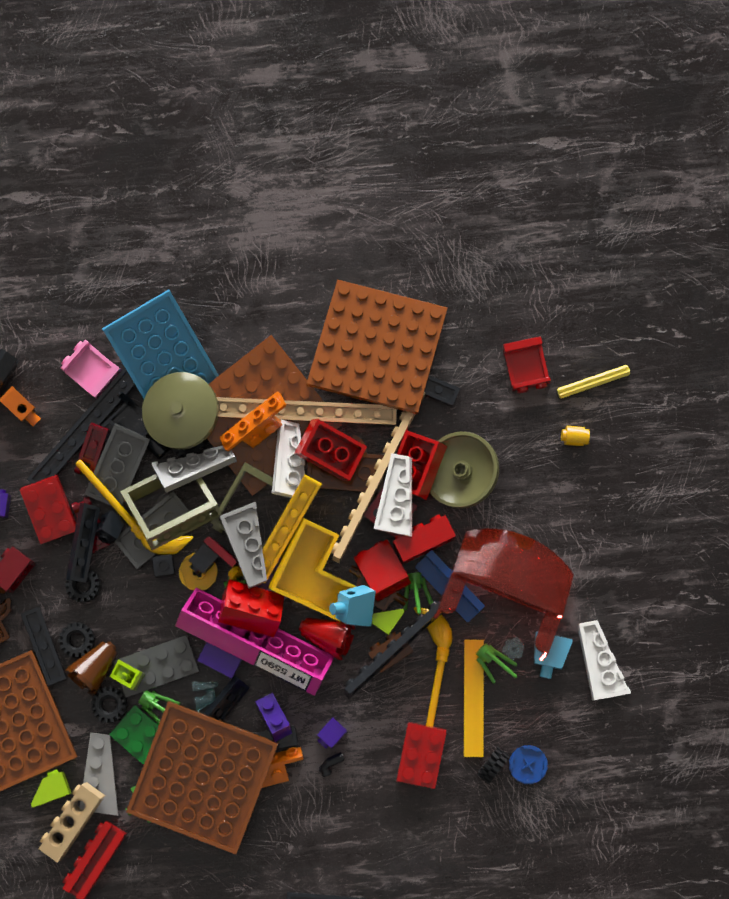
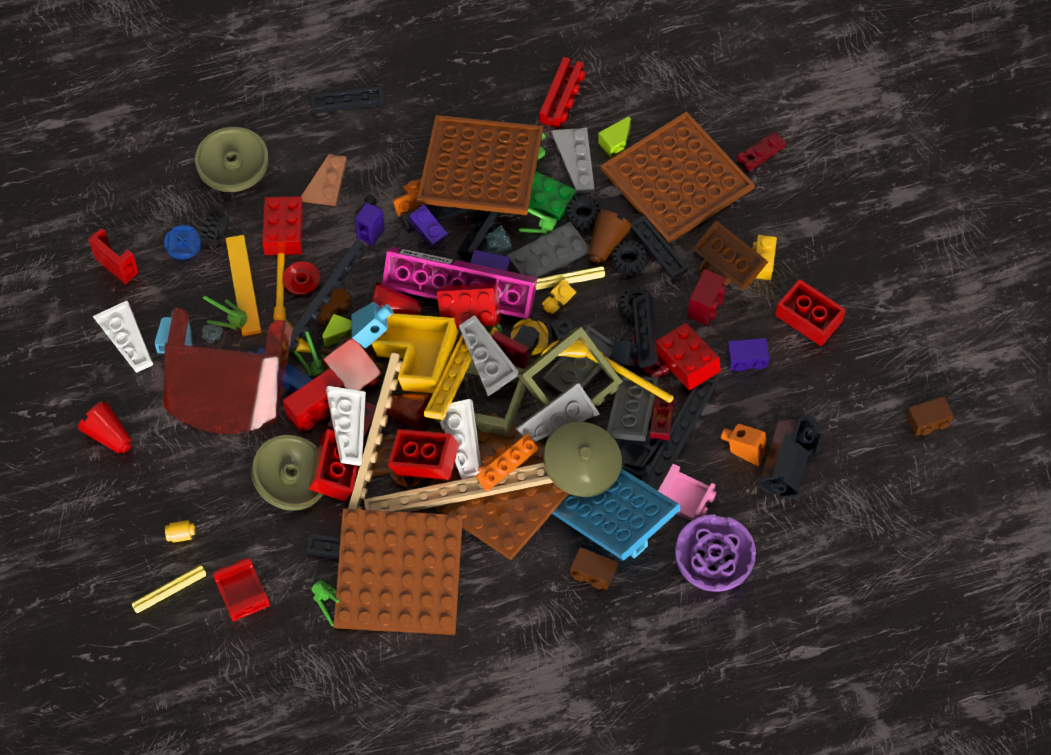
camera: 165 degrees right, 20 degrees down
(58, 849) = (590, 113): tan brick -> none
(73, 277) = (734, 542): none -> medium lavender brick
(127, 675) = (571, 232): lime slope -> none
(143, 632) = (571, 277): none -> light yellow axle
(155, 613) = (561, 294): none -> yellow plate
(197, 313) = (593, 569): none -> reddish brown brick
(331, 512) = (410, 410): none -> clear red cone
(366, 805) = (327, 182): none -> nougat wing
(420, 681) = (301, 271): none -> red dish
(452, 345) = (324, 591): none -> bright green plant
(462, 849) = (231, 159): none -> olive dish
(616, 764) = (121, 266): none -> red panel
(632, 557) = (106, 428): none -> red cone

